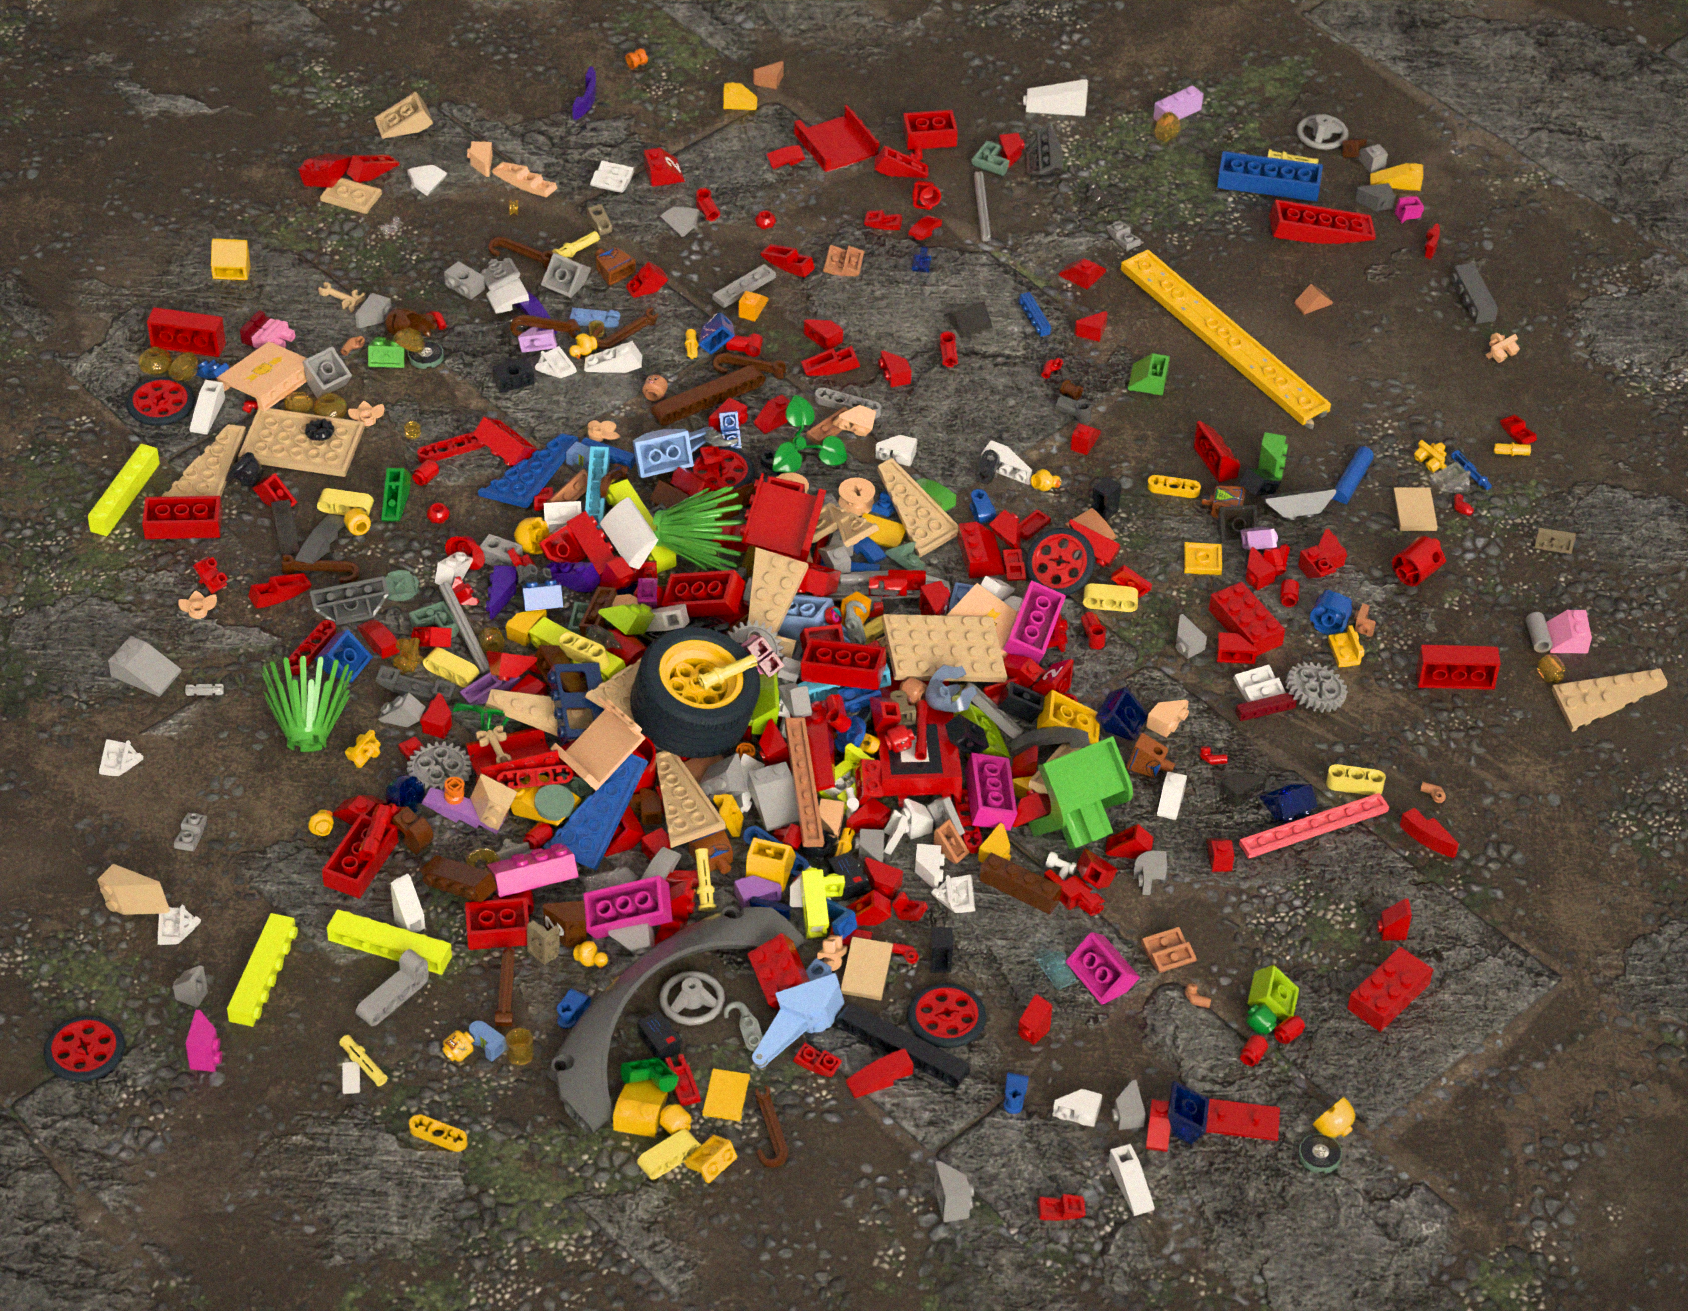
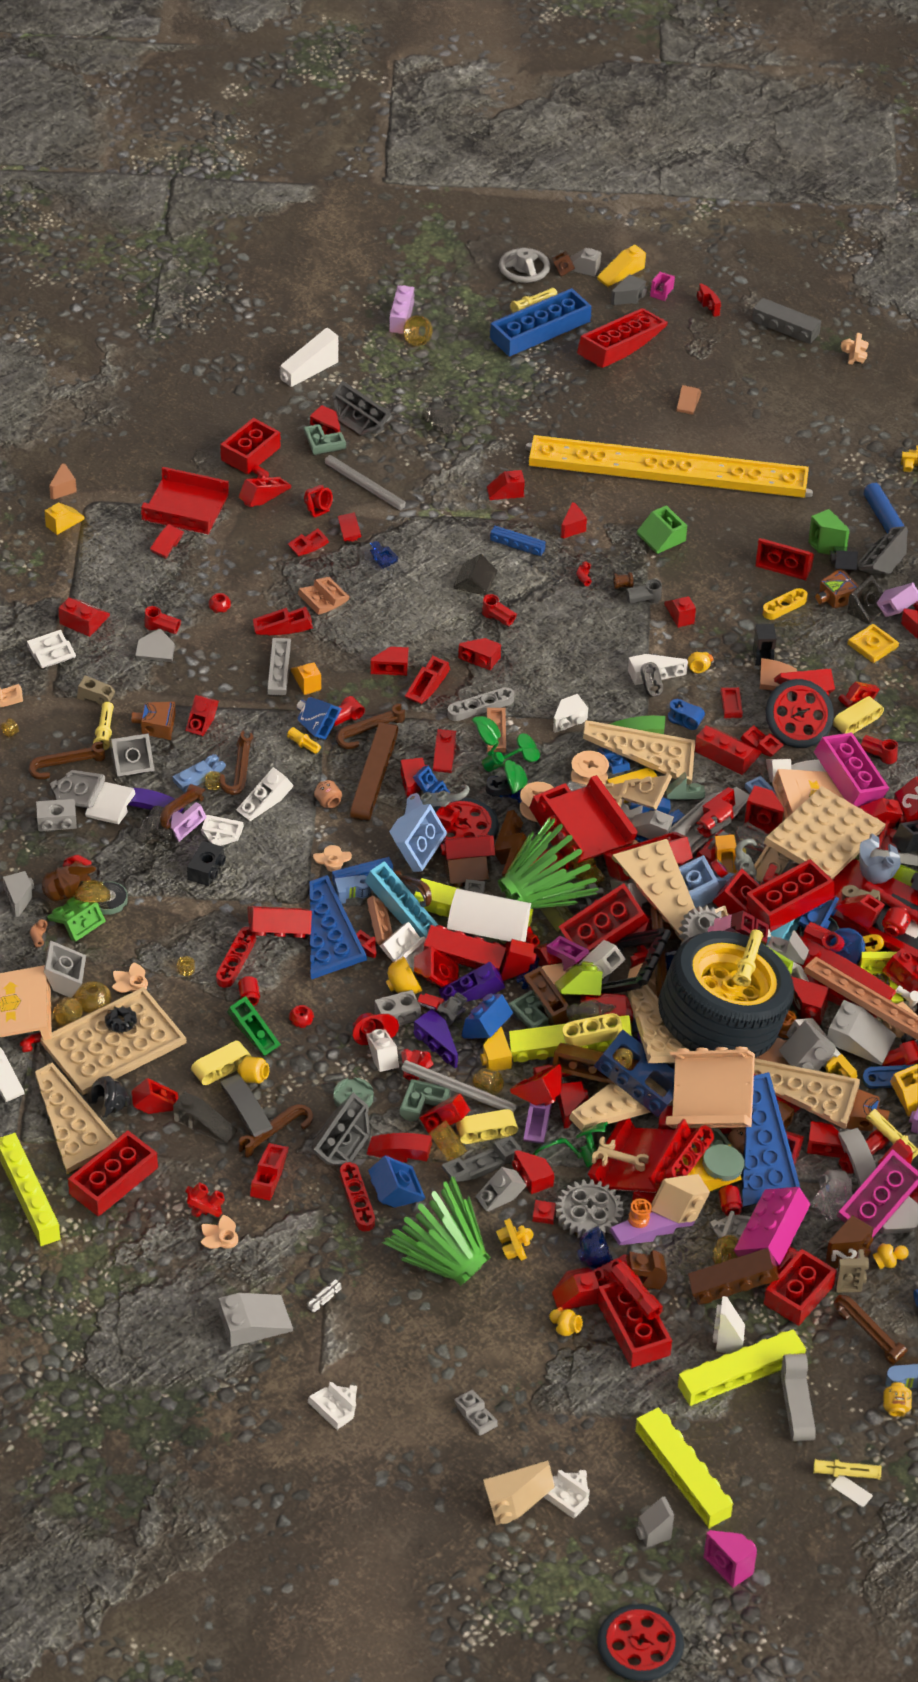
camera: 45 degrees left, 0 degrees up
(570, 680) = (623, 1052): none -> clear yellow bush
(584, 345) = (227, 800): yellow animal -> none
(857, 420) = (515, 710): light nougat slope -> none
(914, 689) = (848, 877): nougat head -> none
(1007, 529) = (729, 717): red slope -> none
(1121, 234) = (491, 437): light grey slope -> none

